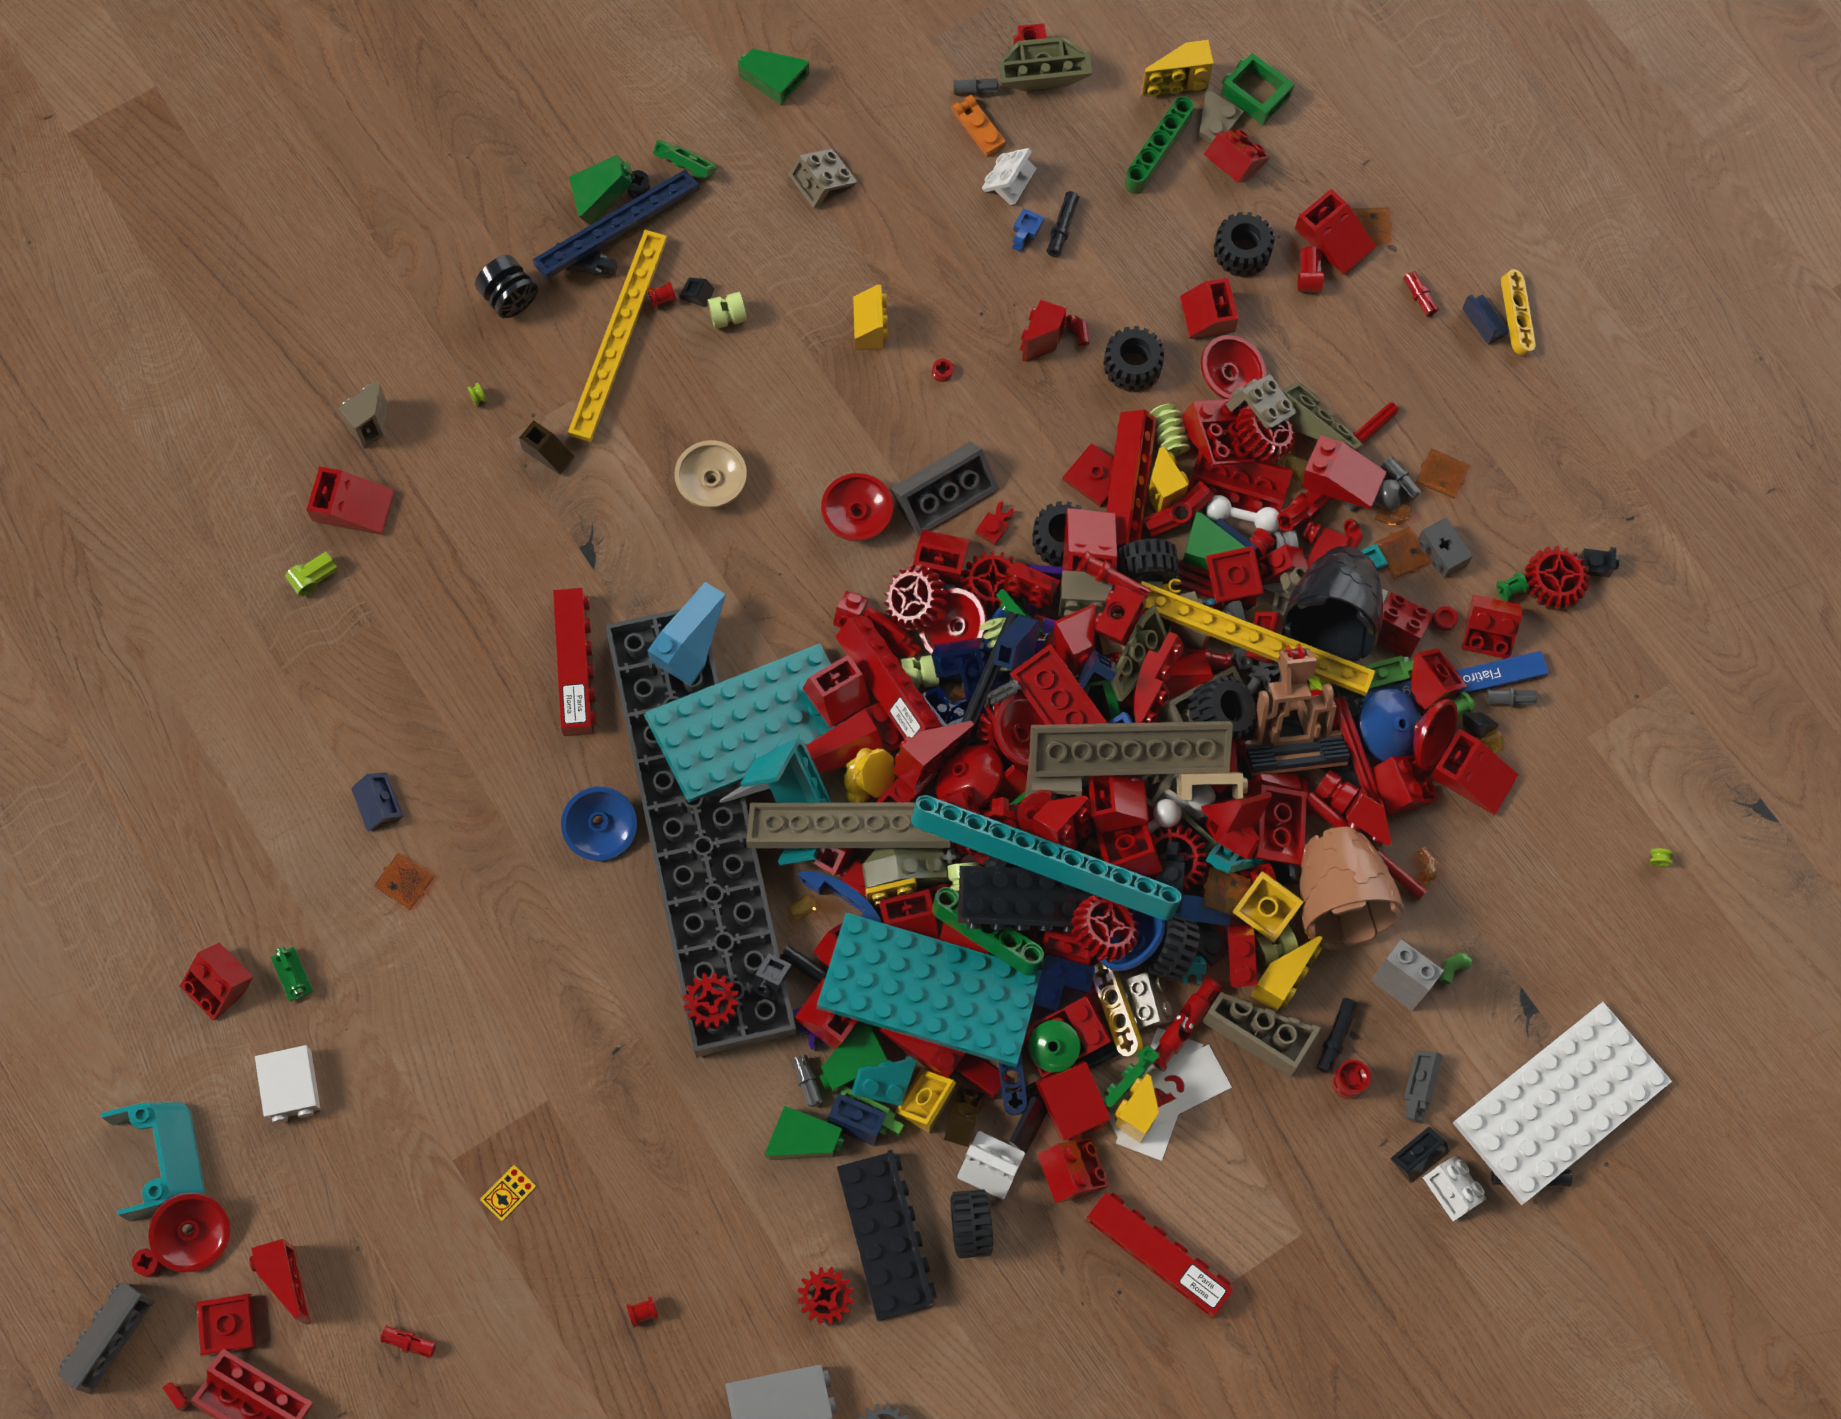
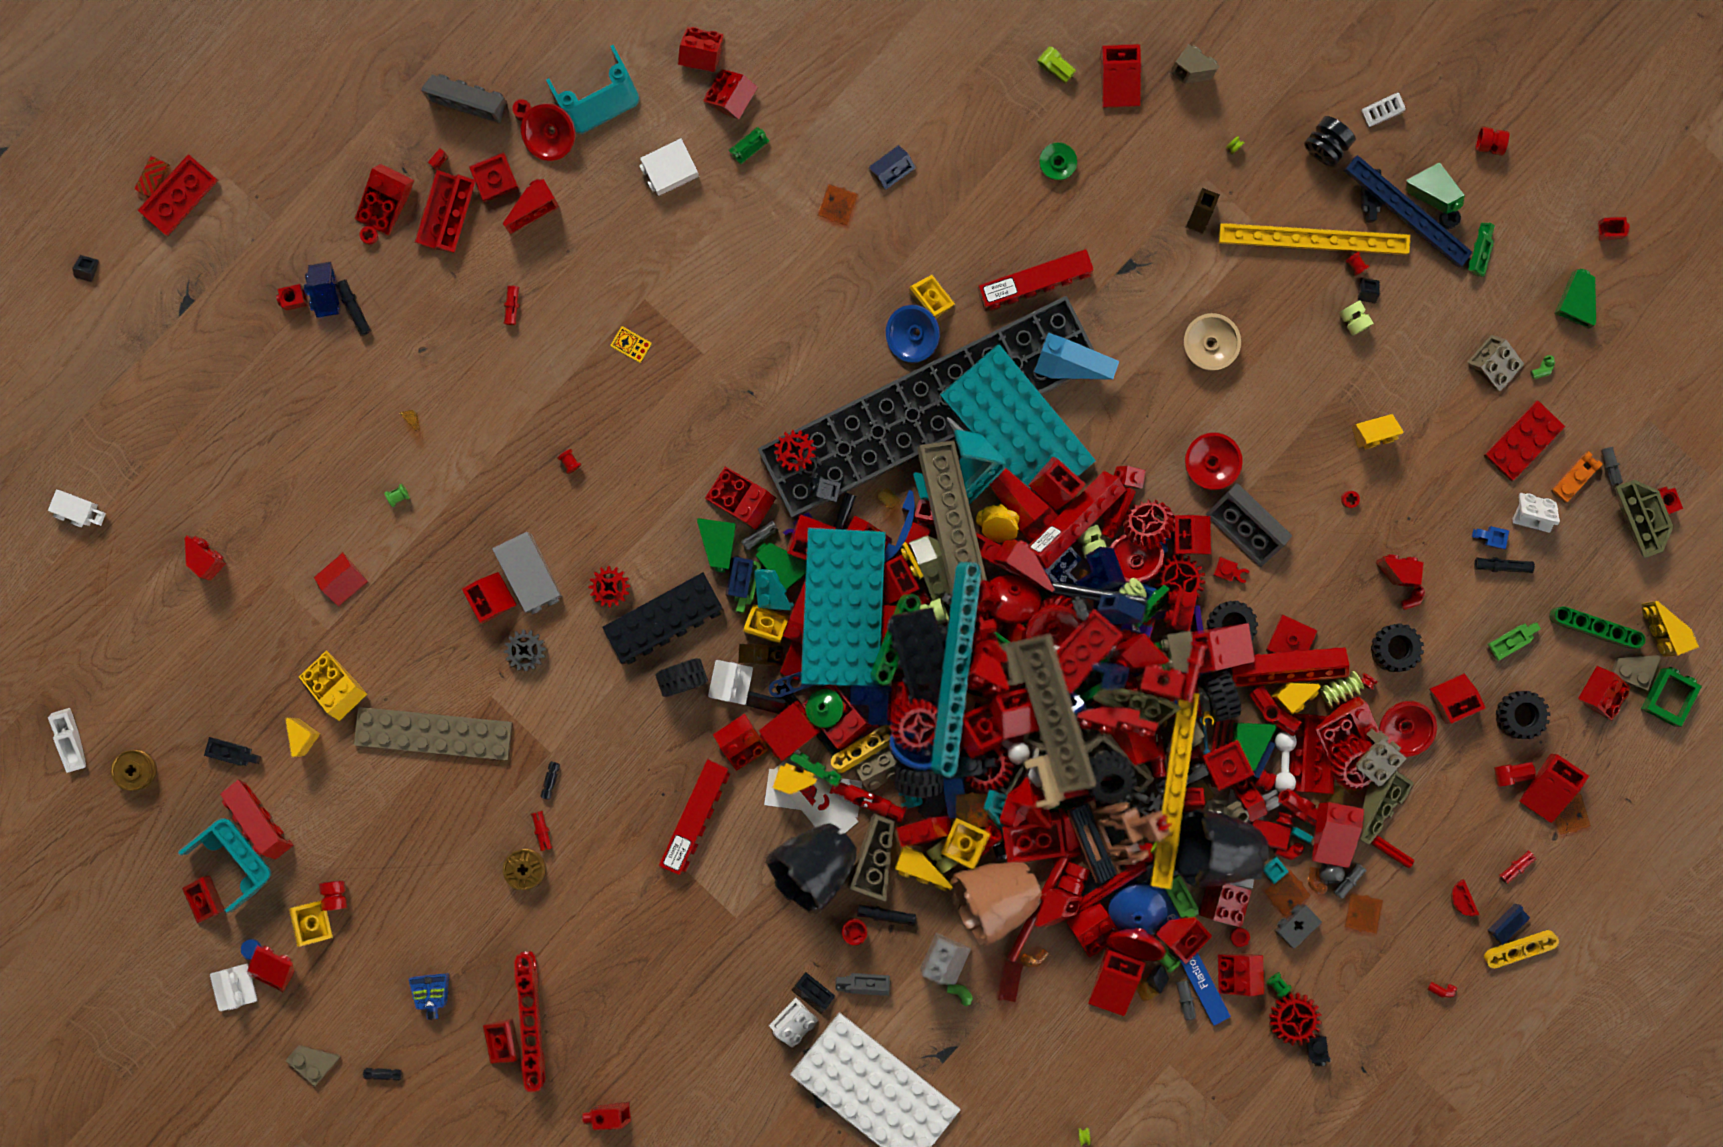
camera: 75 degrees right, 15 degrees up
(144, 1005) = (700, 49): none -> red slope
(428, 590) = (1060, 152): none -> green dish
(485, 209) = (1400, 108): none -> white slope
(555, 792) = (931, 296): none -> yellow slope
(560, 117) = (1494, 141): none -> red wheel
(701, 11) = (1621, 224): none -> red window
(751, 1094) = (740, 498): none -> red slope
(843, 127) = (1545, 368): none -> bright green arm
(921, 169) = (1524, 440): none -> red plate
(1153, 235) = (1513, 640): none -> bright green hinge
(1166, 398) = (1368, 681): none -> red bush
(1259, 1108) = (812, 866): none -> black piece
(1335, 517) = (1301, 835): none -> teal tile
(1447, 360) = (1463, 900): none -> red plate
(1449, 903) = (1009, 980): none -> clear red panel
(1552, 410) = (1449, 992): none -> red arm

